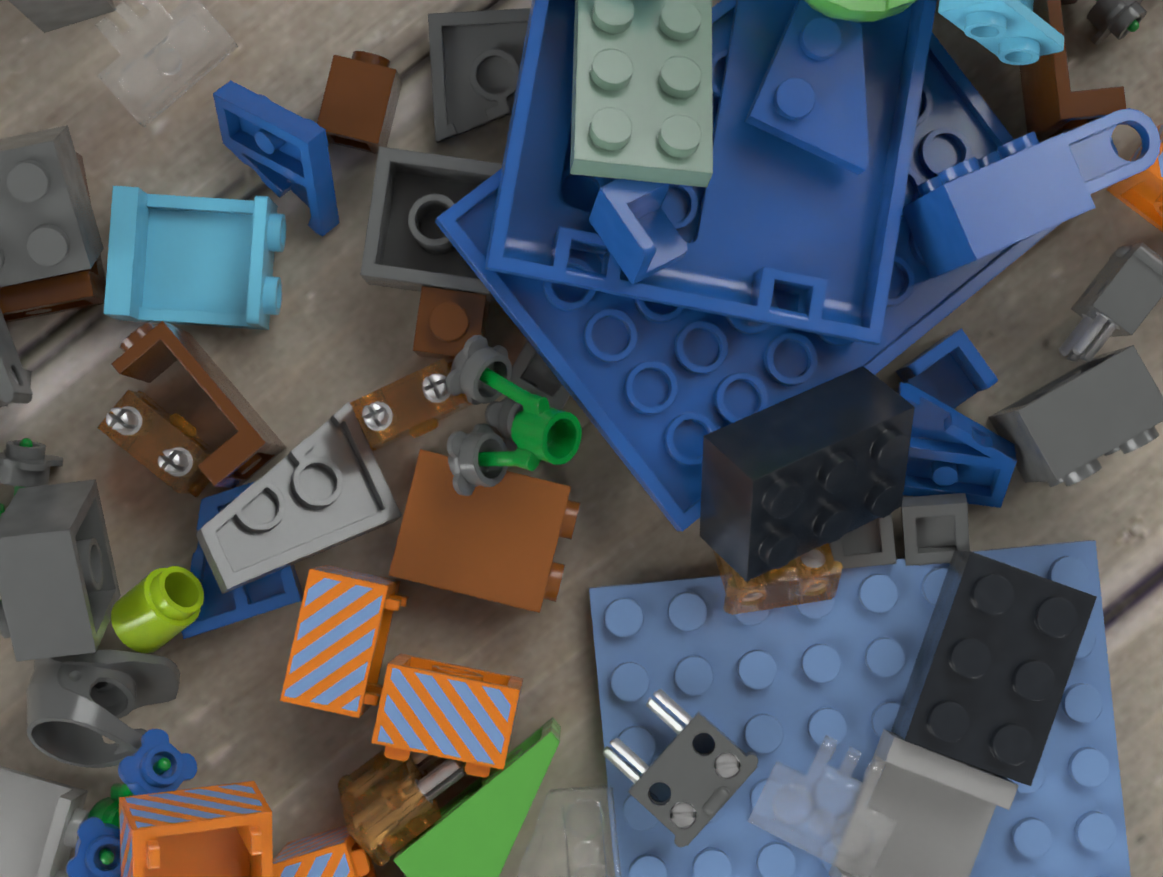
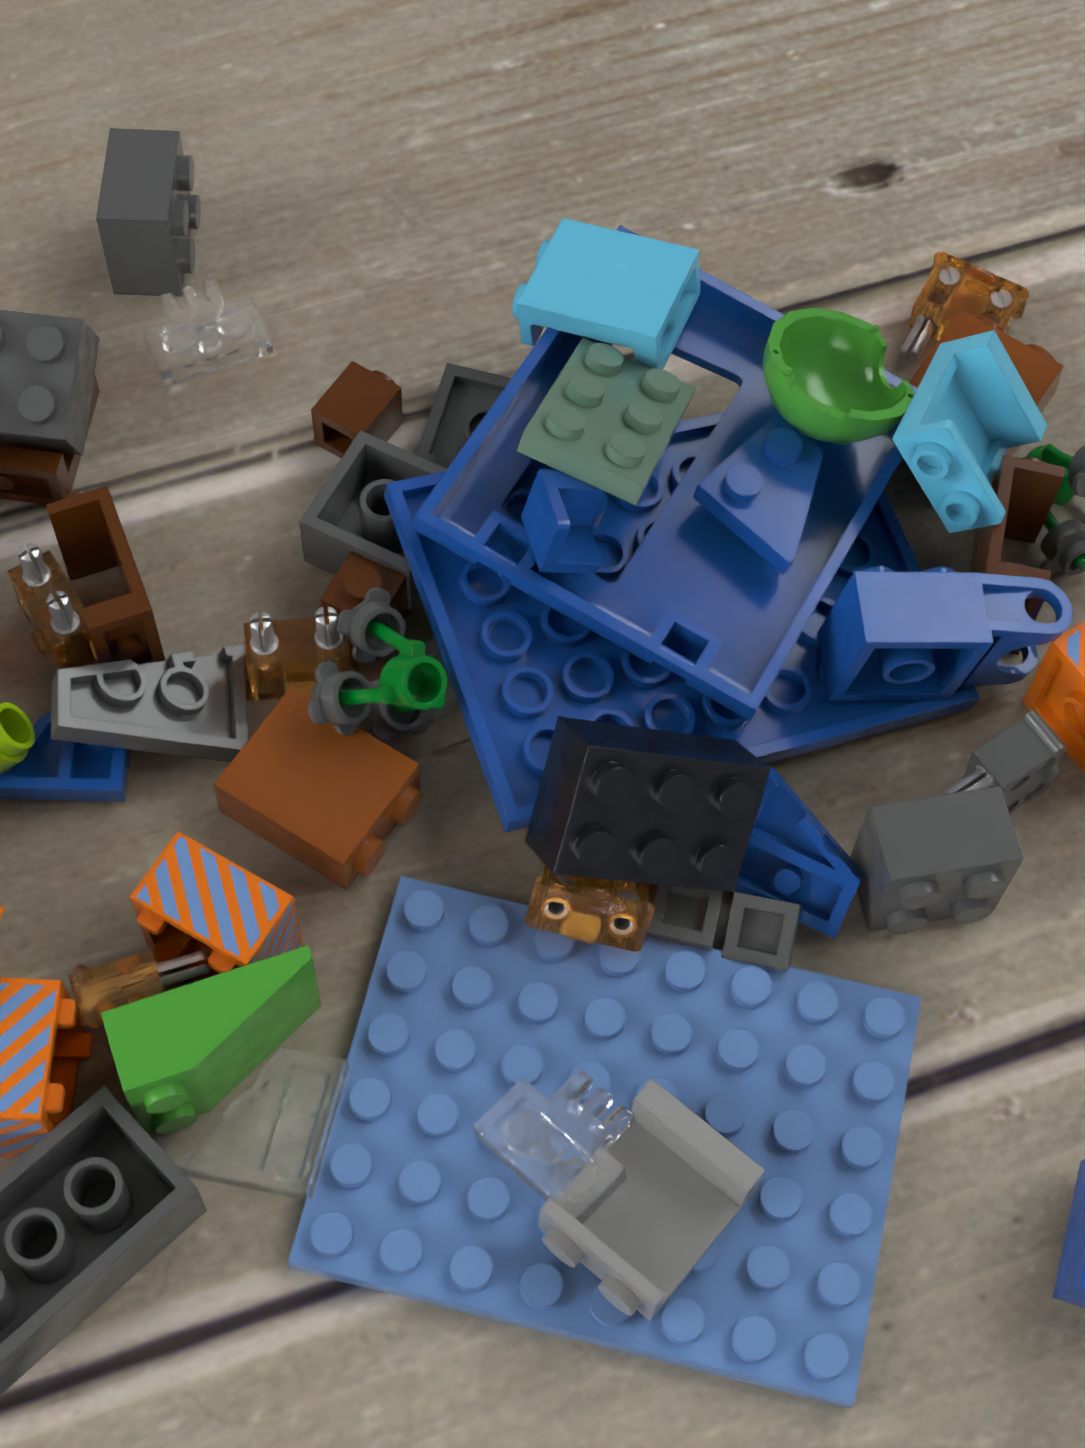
camera: 20 degrees right, 25 degrees down
(193, 260) = (164, 490): medium azure panel -> none
(281, 149) = (275, 424): blue wing -> none
(341, 640) = (136, 813): orange container -> none
(696, 780) = (434, 1068): dark grey piece -> none
(949, 370) = (825, 786): blue panel -> none
(993, 666) = (780, 1050): black brick -> none

